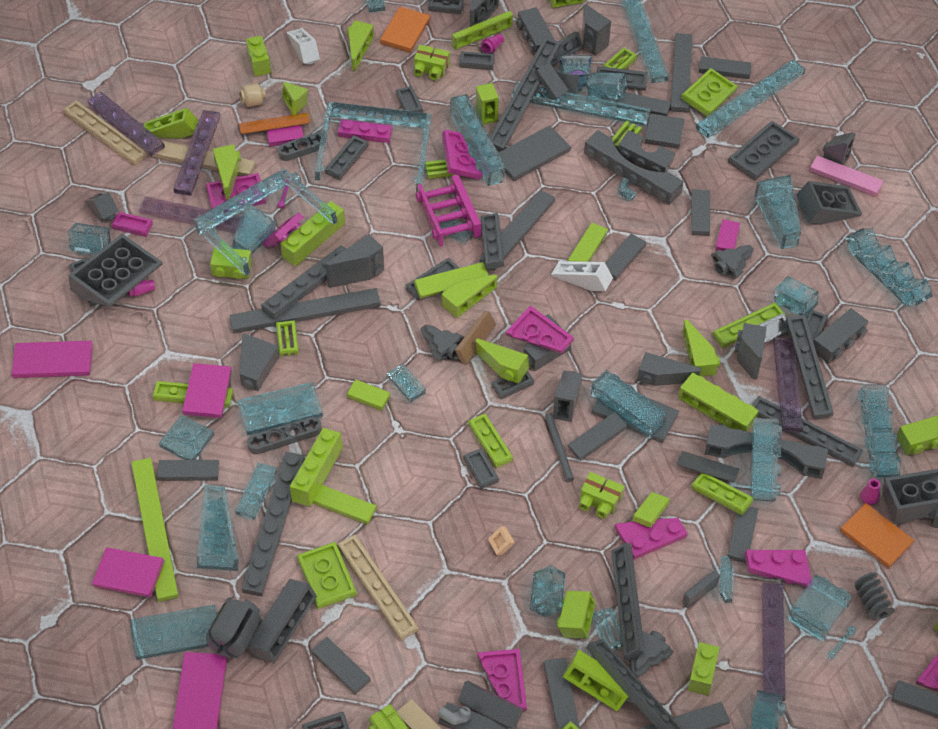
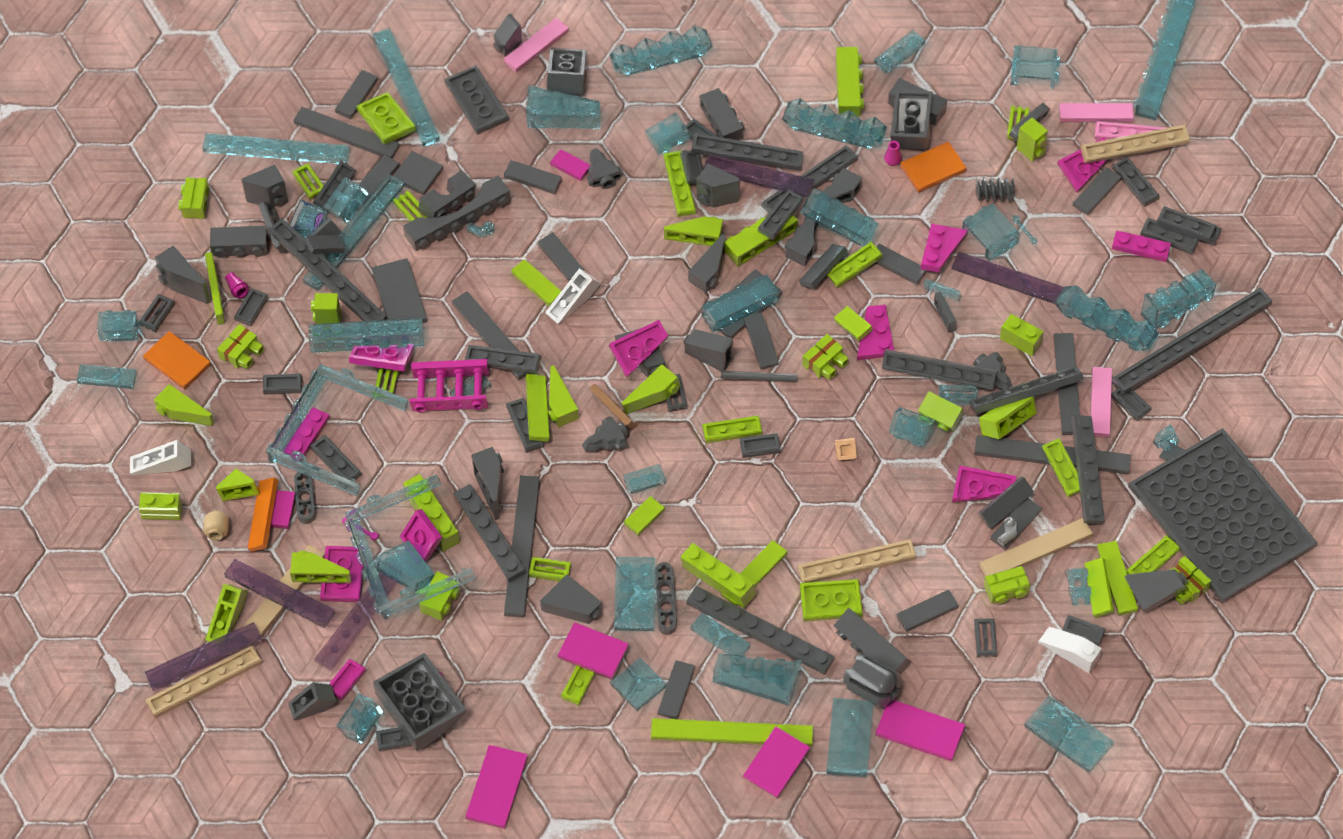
camera: 70 degrees left, 5 degrees up
(742, 407) = (780, 214): none -> dark grey tile

